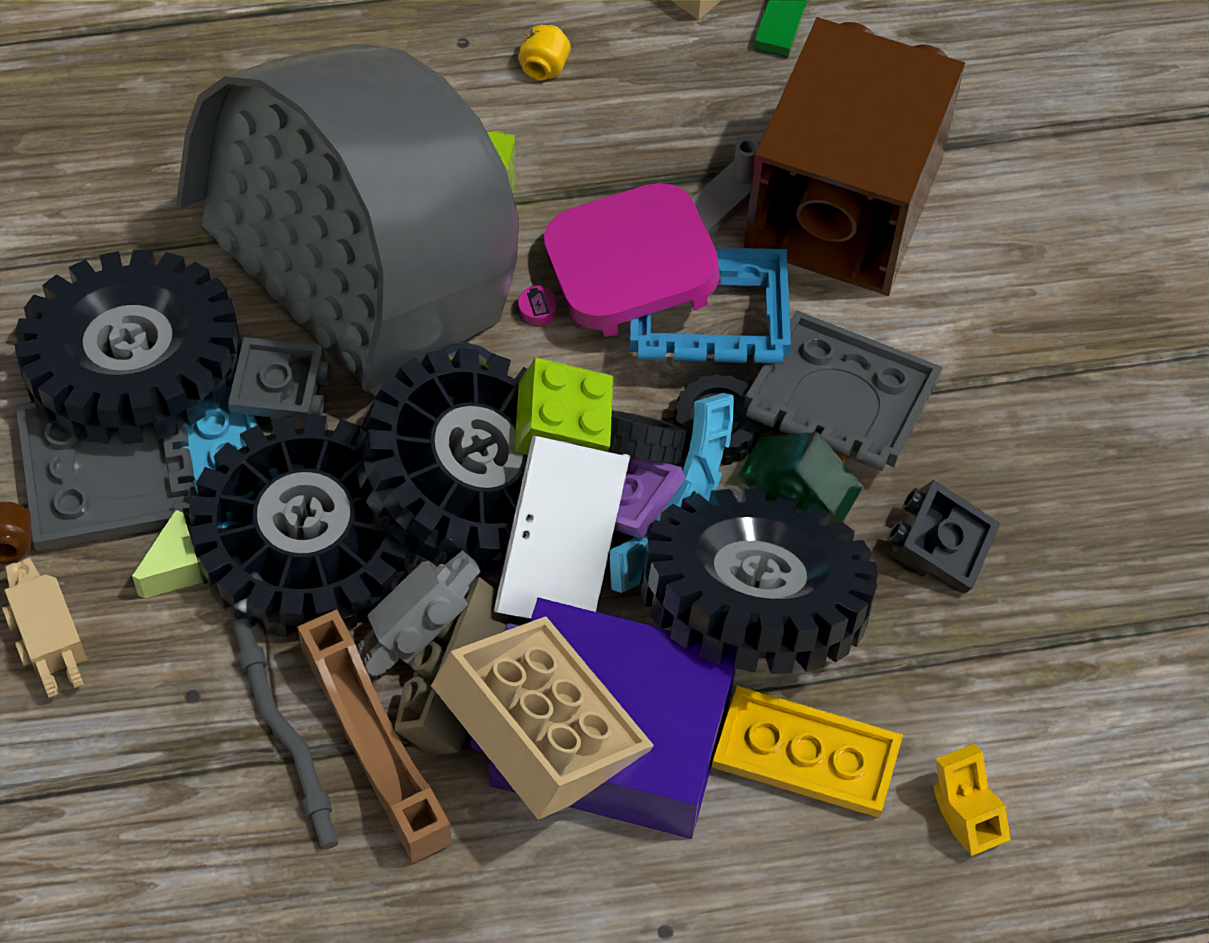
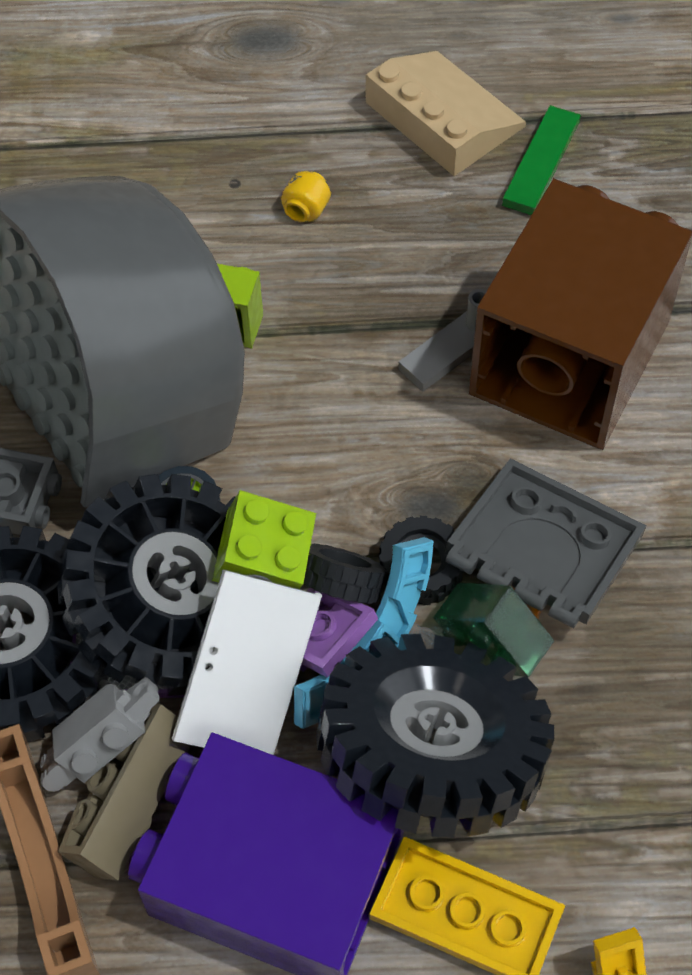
camera: 10 degrees right, 0 degrees up
(537, 305) = (265, 434): dark pink tile -> none
(539, 715) = (192, 860): tan slope -> none
(631, 256) = (357, 395): dark pink tile -> none
(739, 268) = (431, 410): dark azure hinge -> none
(943, 536) = (628, 698): black plate -> none

